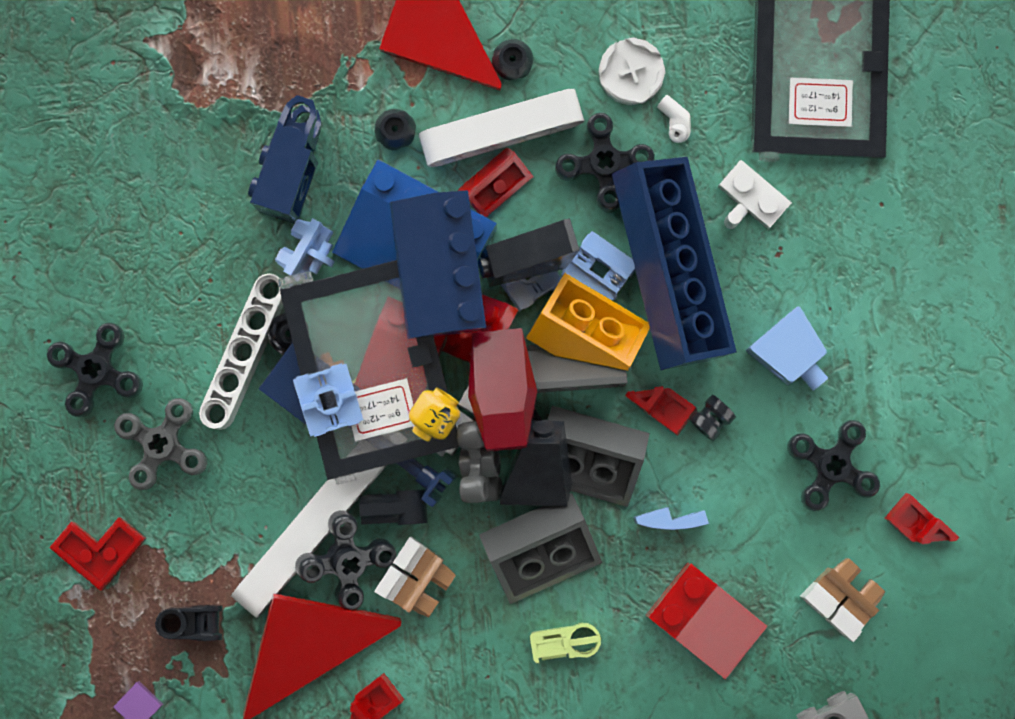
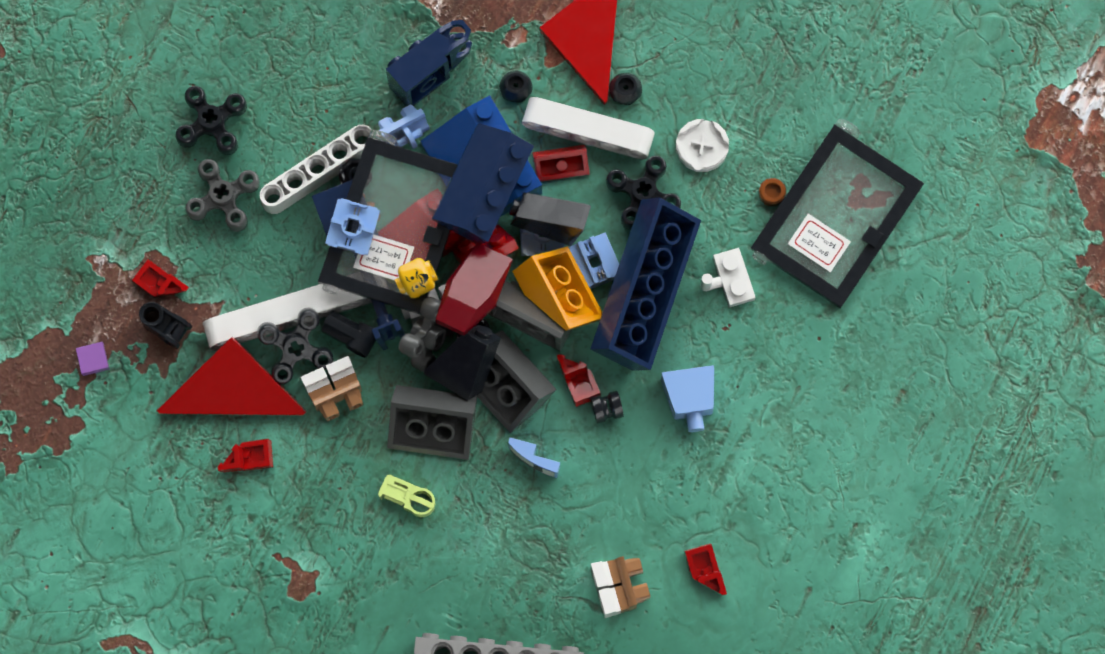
camera: 30 degrees right, 10 degrees down
(99, 559) = (133, 247): red tile -> none
(151, 579) = (157, 281): none -> red slope
(679, 119) = (714, 195): white arm -> none
(706, 620) = (514, 541): slope -> none
(736, 77) = (772, 192): none -> dark orange tile
(846, 473) = (659, 495): black gear -> none

